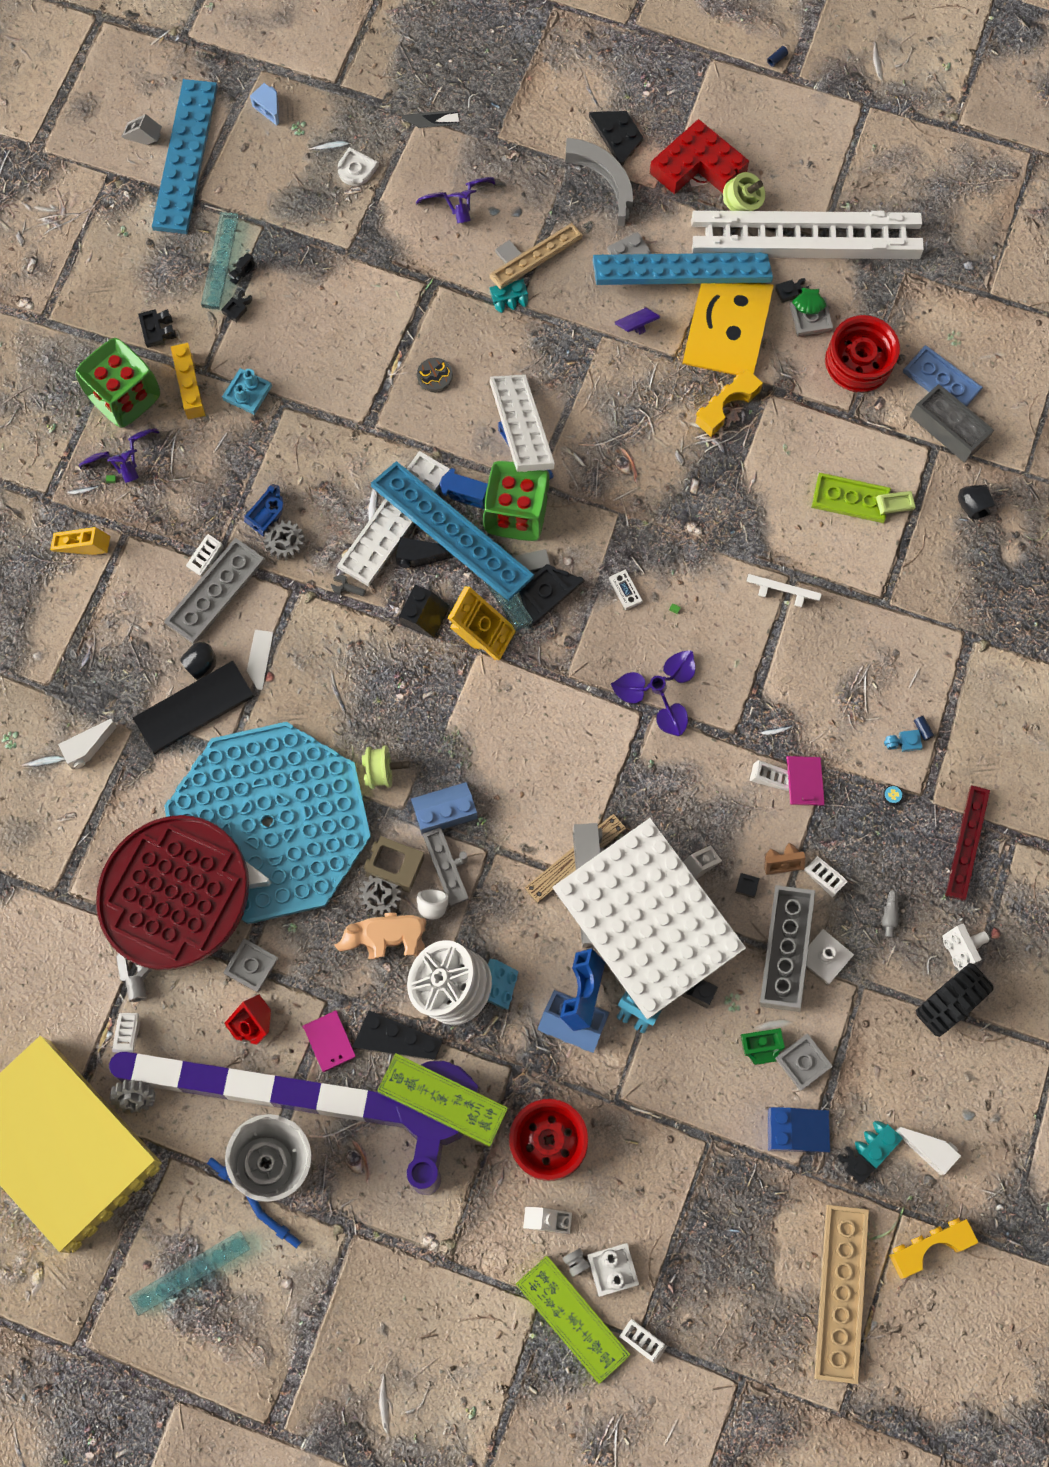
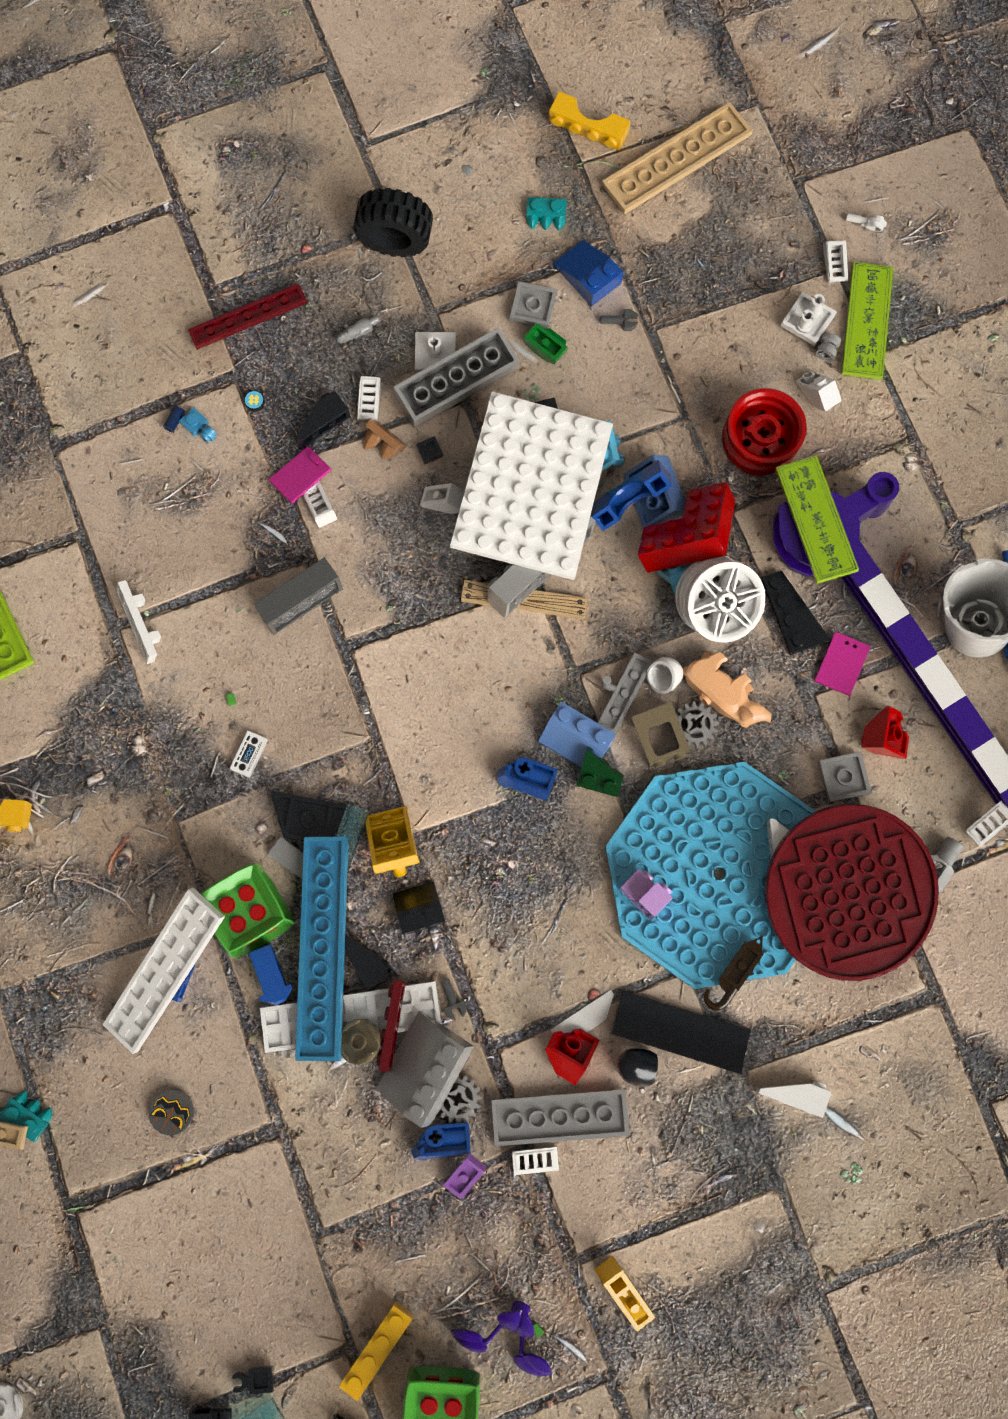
camera: 130 degrees left, 5 degrees up
(194, 771) = (736, 972): none -> dark brown plate
(235, 505) = (465, 1176): none -> medium lavender plate
(246, 628) = (571, 1053): none -> red slope
(247, 391) = (338, 1280): medium azure plate -> none
(296, 755) = (646, 895): none -> lavender brick
(318, 530) = (424, 1069): none -> light grey slope
(360, 528) = (389, 1035): none -> dark red plate
(371, 506) = (360, 1041): none -> dark tan tile
(380, 767) = (593, 817): yellowish green wheel -> none
(404, 798) = (599, 775): none -> dark green wing
(437, 754) = (535, 781): none -> blue piece
(509, 1011) = (696, 536): none -> red piece
(631, 687) = (335, 676): dark purple plant -> none
(649, 1405) = (874, 223): none -> white plate
(708, 702) = (299, 596): none -> dark grey brick
(736, 1120) = (628, 314): none -> dark grey bar
(837, 831) = (325, 416): none -> black slope
(857, 1167) = (576, 214): black plate -> none
(934, 1151) = (517, 170): white slope -> none
(963, 947) = (340, 253): white plate -> none

